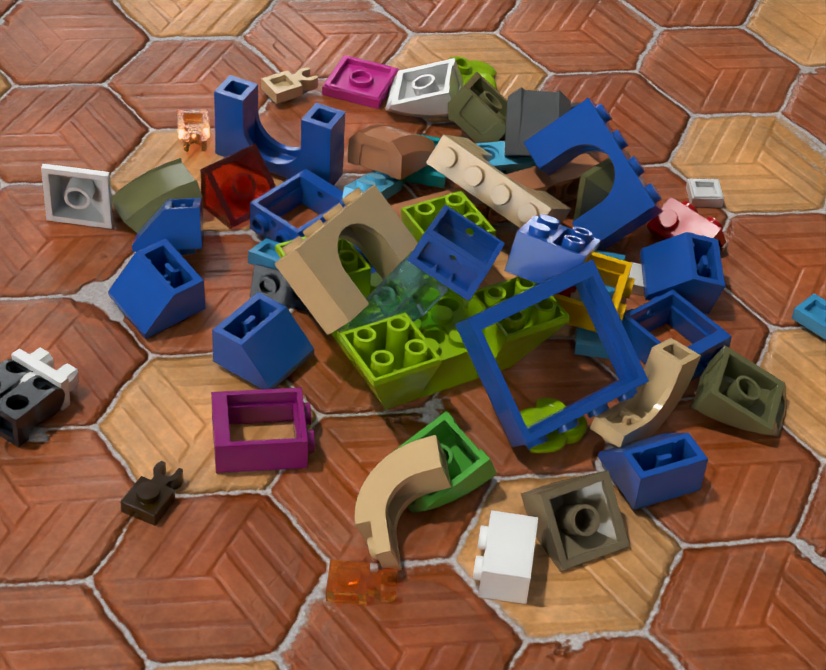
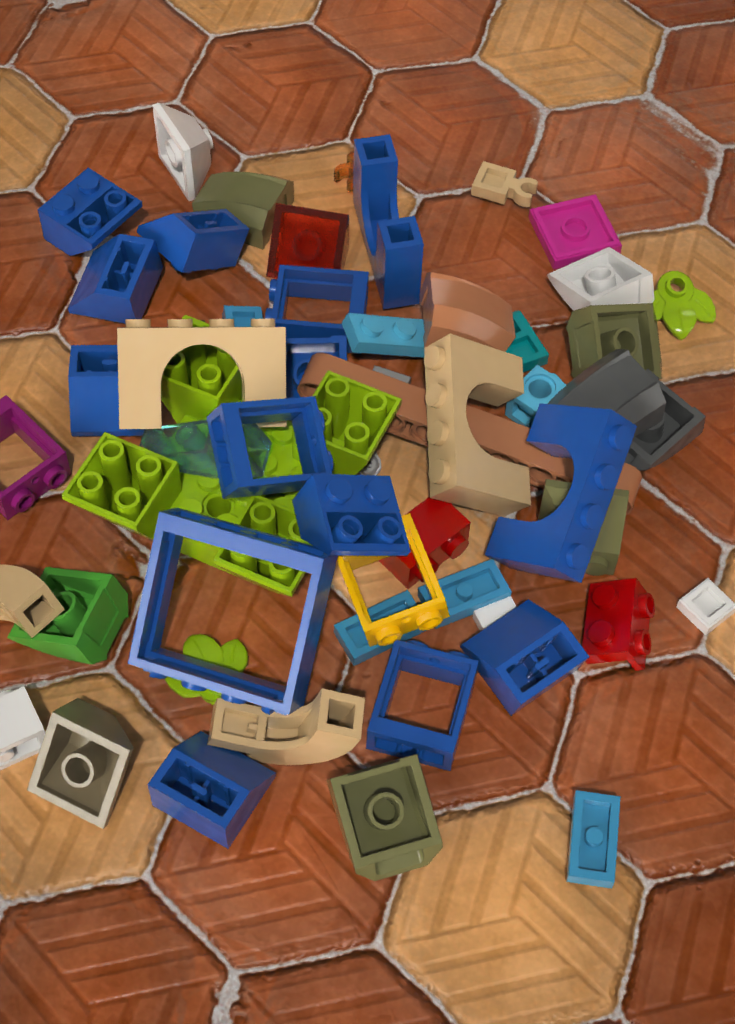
camera: 55 degrees right, 15 degrees up
(79, 271) = (85, 213): none -> blue slope

